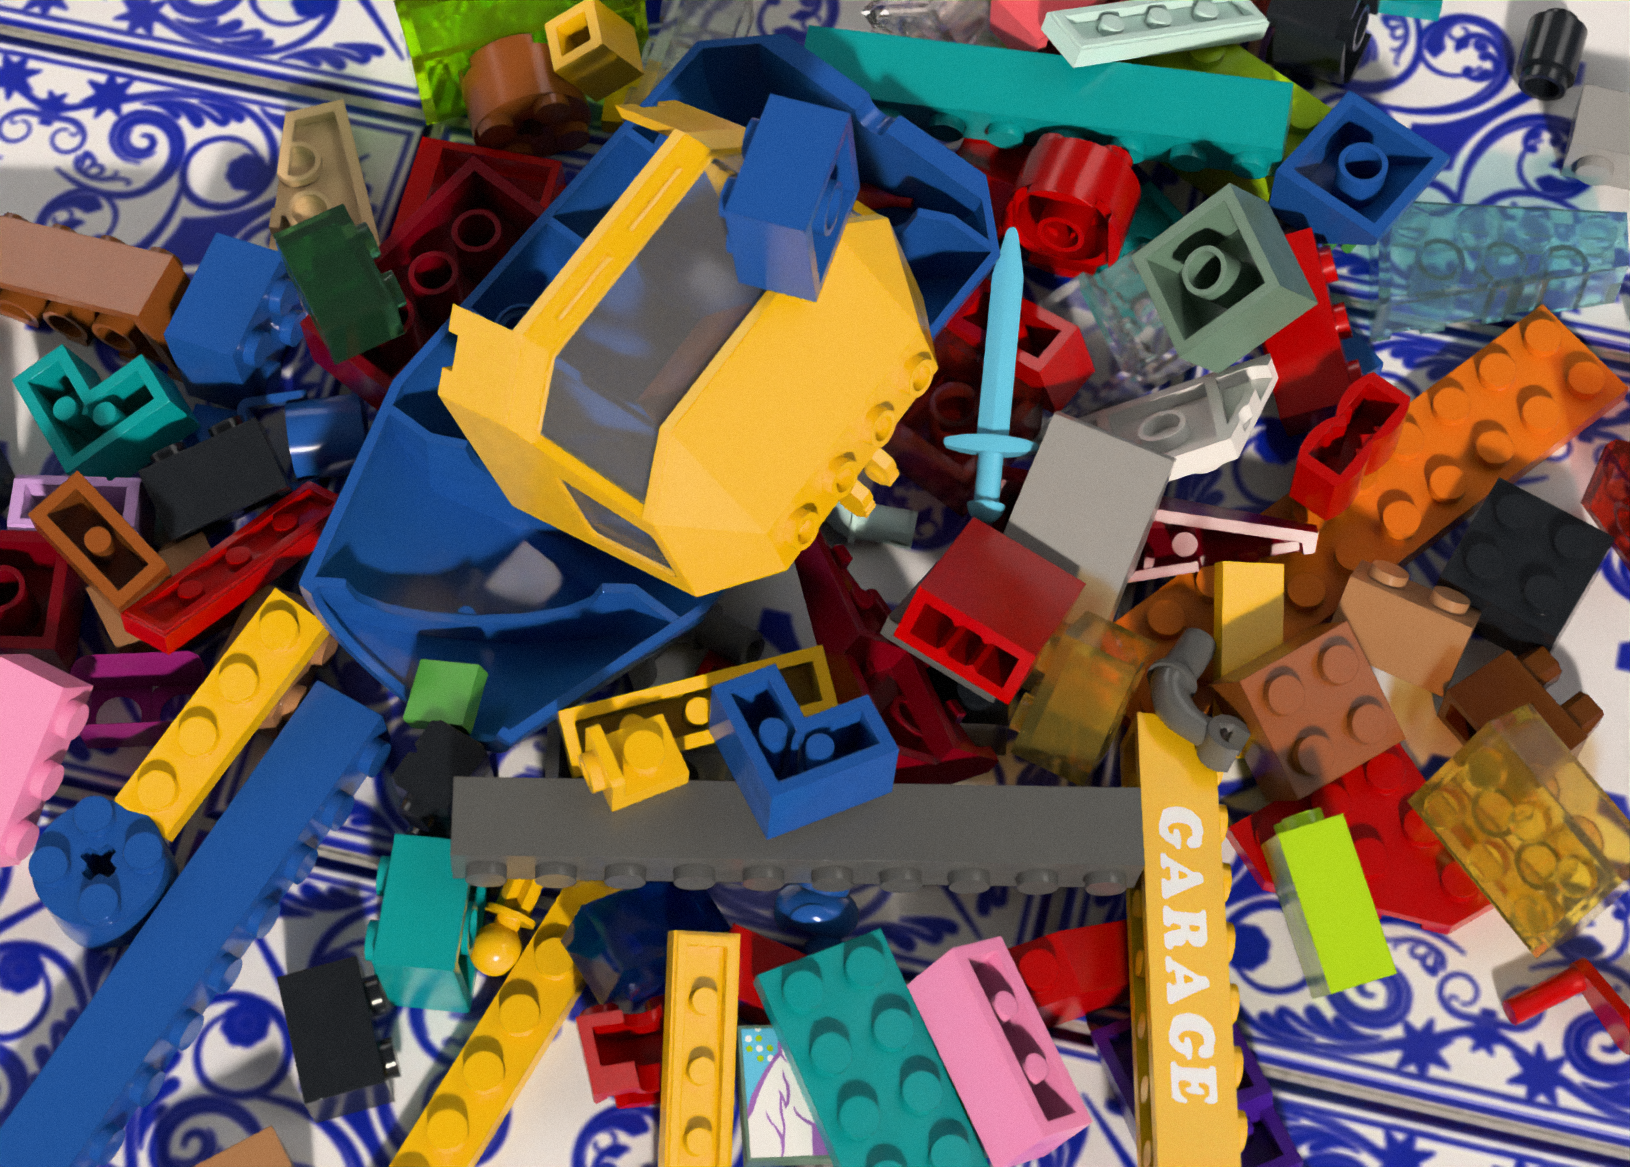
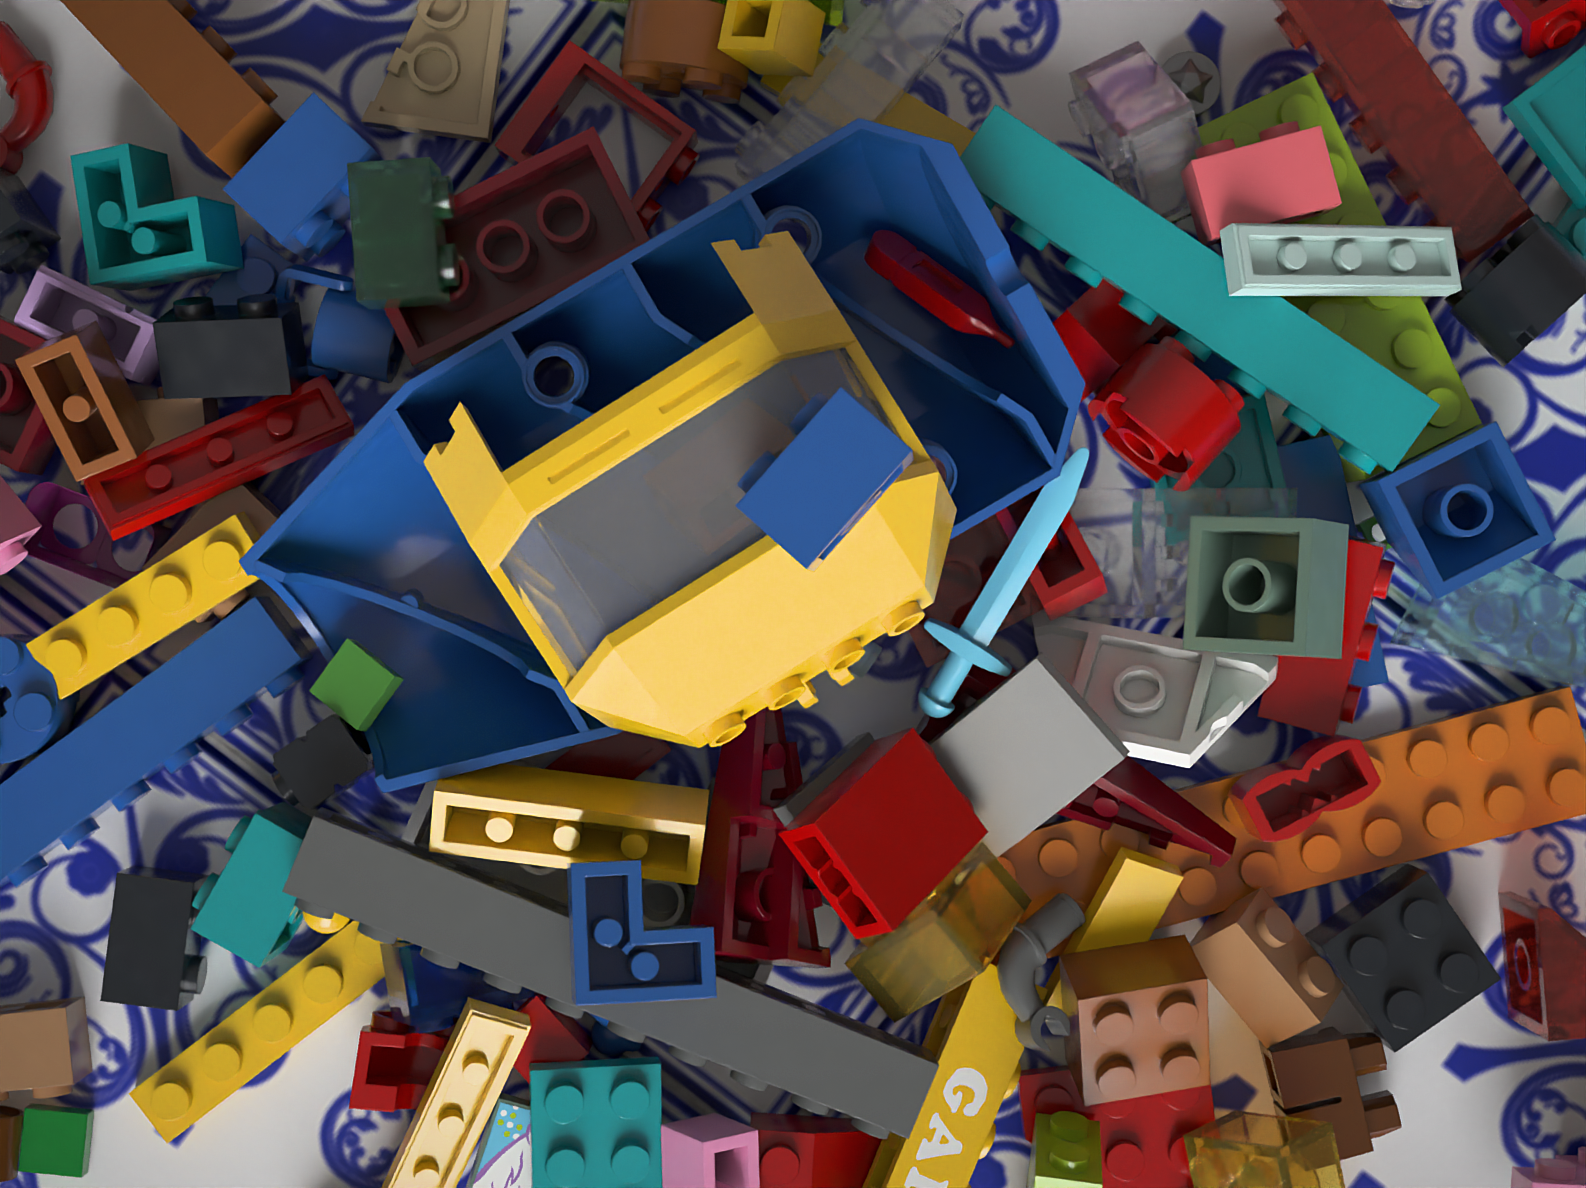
camera: 20 degrees right, 25 degrees up
(632, 762) = (480, 874): yellow bracket -> none

